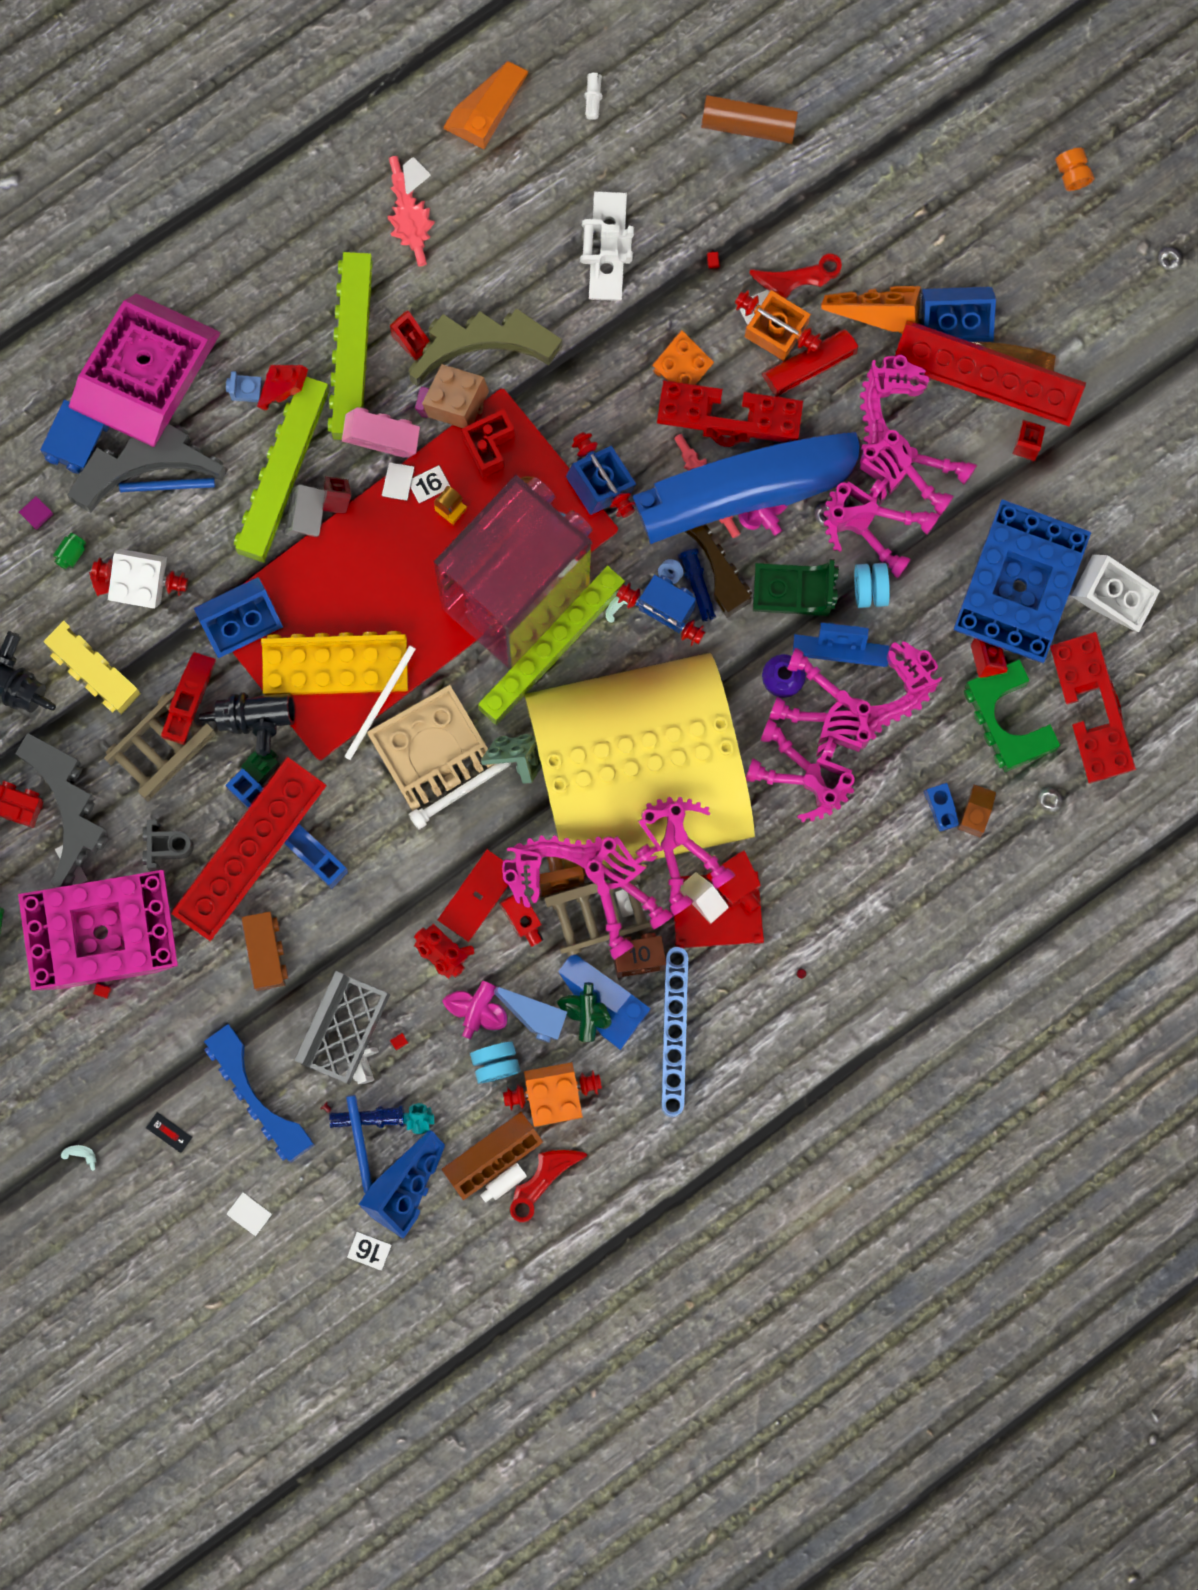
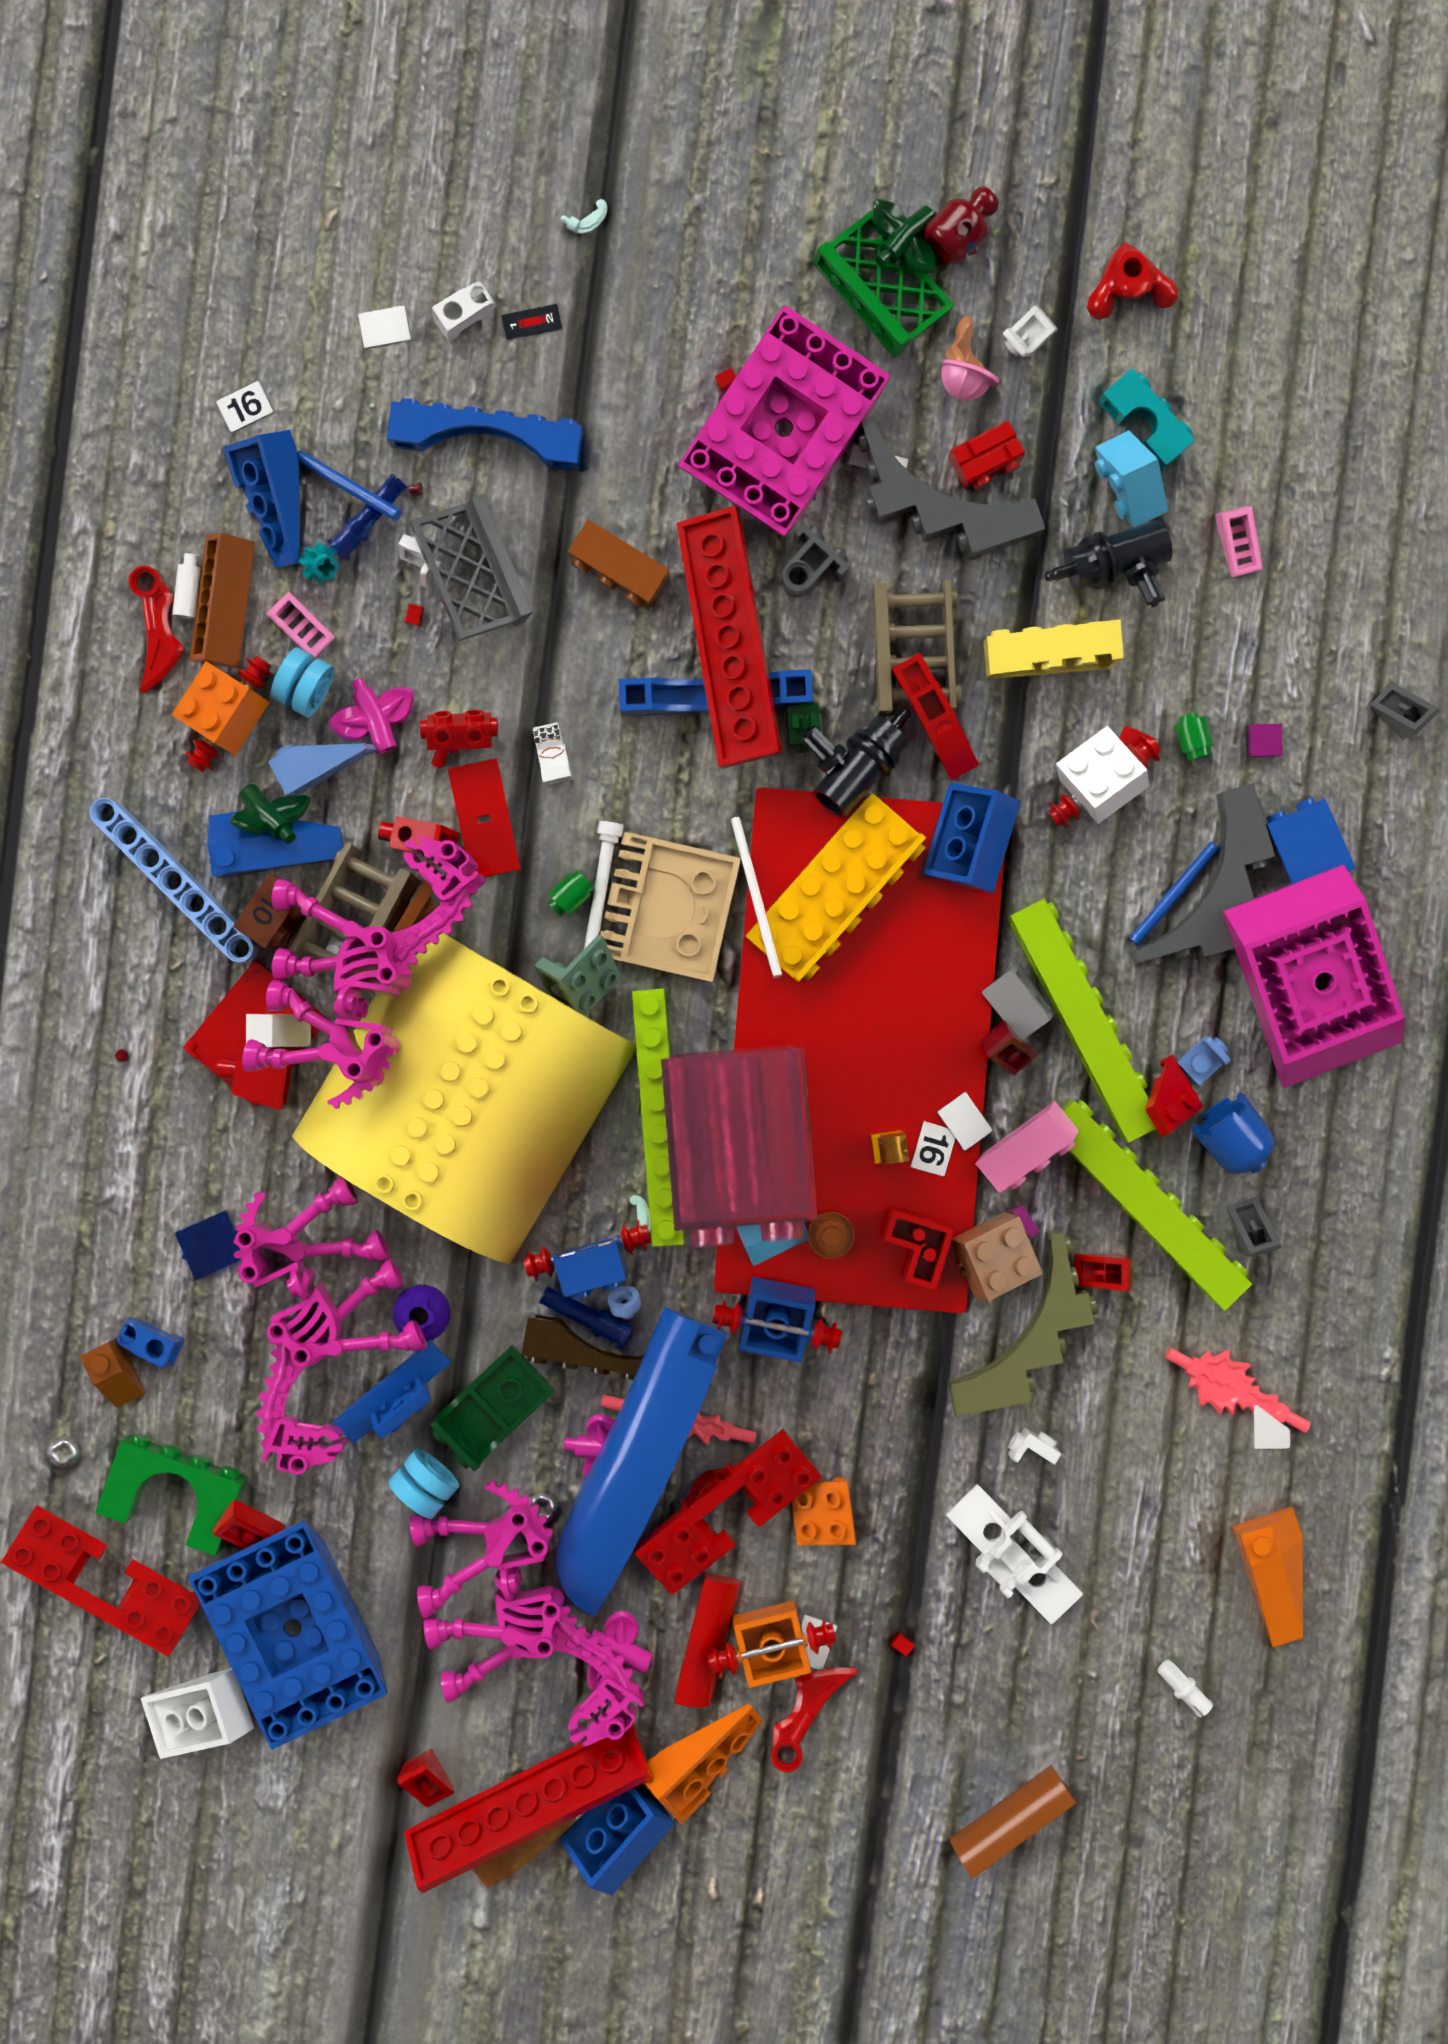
camera: 135 degrees right, 10 degrees up
(199, 1174) = (462, 310): none -> white leg
(270, 333) = (1235, 1135): none -> blue cylinder
(312, 279) = (1252, 1228): none -> dark grey slope
(405, 889) = (552, 754): none -> white leg
(464, 1120) = (281, 605): none -> bright pink slope
(474, 807) = (570, 893): none -> green brick
(534, 283) = (1042, 1445): none -> white bracket
(849, 410) = (620, 1631): none -> dark pink plant
(858, 825) = (209, 1244): none -> clear blue piece

